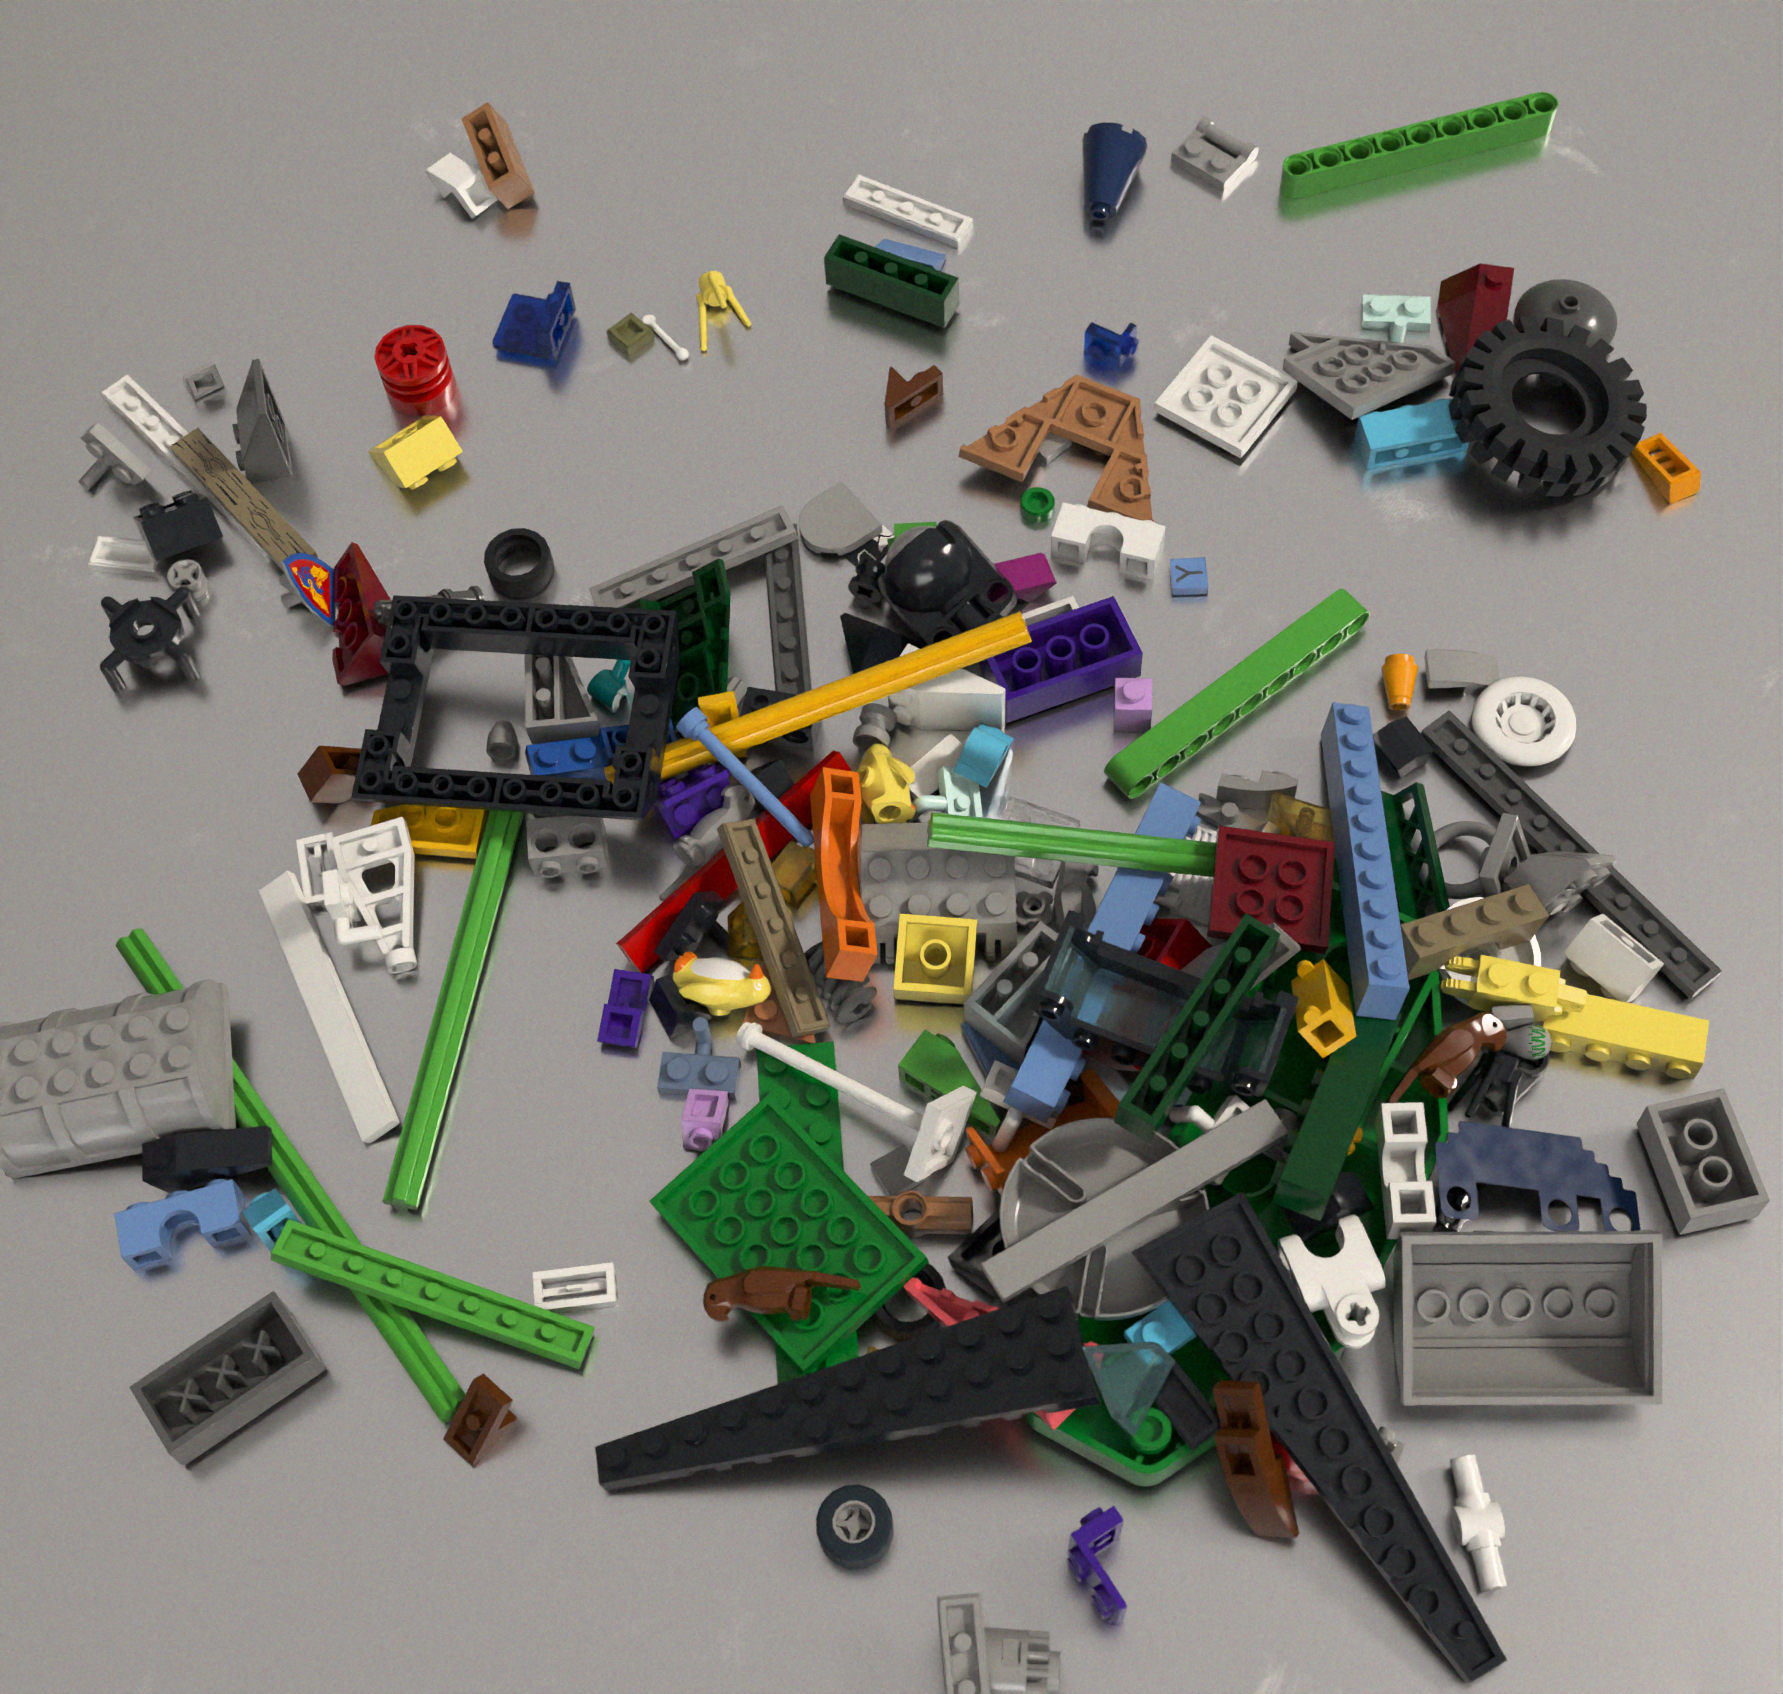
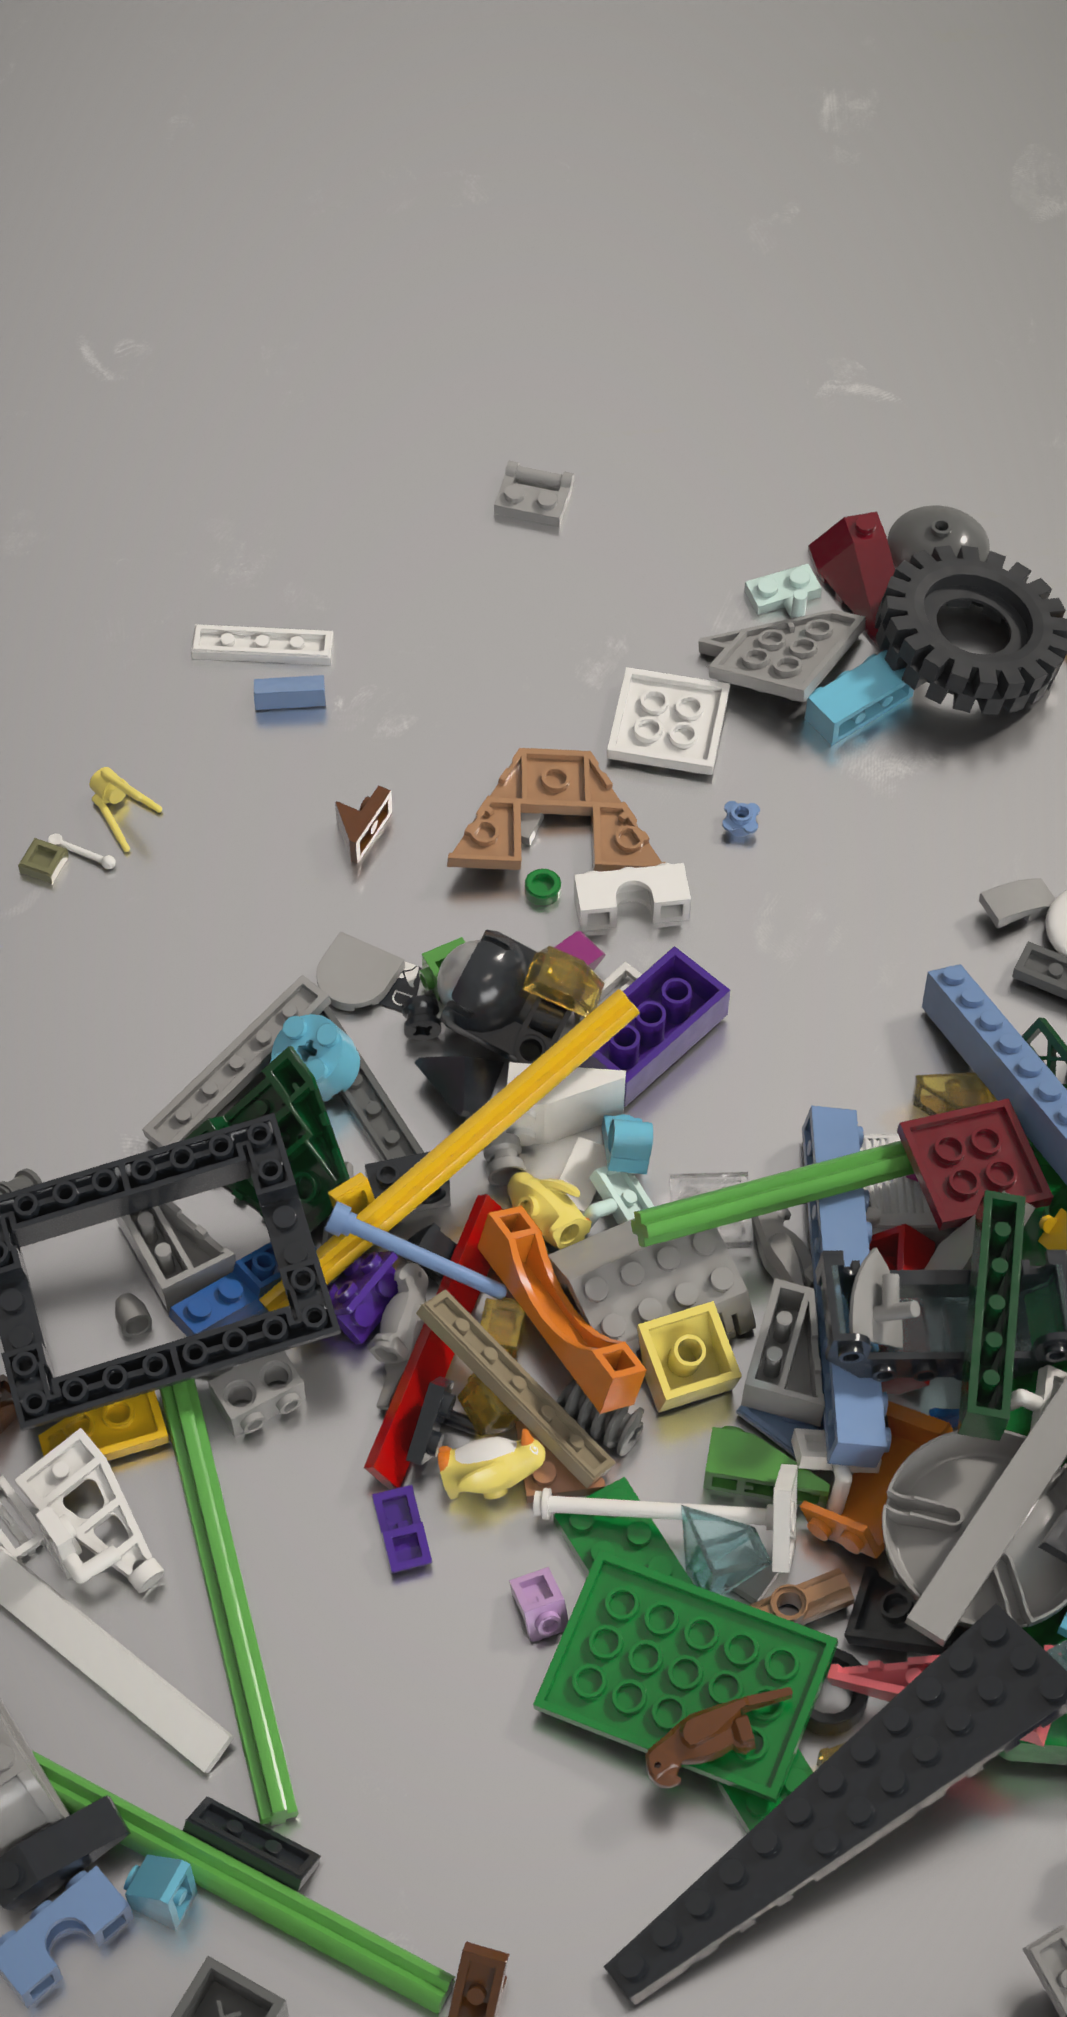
camera: 30 degrees left, 5 degrees down
(366, 1212) = (252, 1843): none -> black tile
(432, 1293) = (366, 1888): bright green plate -> none
(512, 541) = (53, 1155): black tyre -> none
(576, 1273) = (506, 1839): white tile -> none
(610, 686) = (218, 1216): teal piece -> none
(672, 1009) = (451, 1508): black tile -> none
(698, 1070) = (507, 1559): sand blue plate -> none
(759, 580) = (324, 1050): none -> medium azure brick
(854, 1510) = (901, 1912): black wheel -> none
(875, 1140) = (720, 1551): none -> clear light blue slope
(892, 280) = (289, 717): dark green brick -> none
(990, 589) = (564, 981): none -> clear yellow slope
(1031, 918) = (757, 1276): light grey plate -> none
(1100, 977) = (877, 1304): none -> light grey shield
(1109, 166) = (445, 537): dark blue cone -> none
(1110, 346) = (532, 709): clear blue bracket -> none
(1132, 704) = (739, 1044): lavender brick -> none
(1188, 576) = (723, 903): medium blue tile -> none
(1228, 815) = (885, 1118): light grey piece -> none
(1236, 693) = (826, 999): bright green beam -> none
(1241, 512) = (737, 825): none -> medium blue plate
(1254, 794) = (882, 1087): light grey slope -> none
(1399, 680) = (968, 930): light orange cone -> none
(1402, 746) = (1005, 989): black piece -> none
(1418, 145) = (721, 425): bright green beam -> none

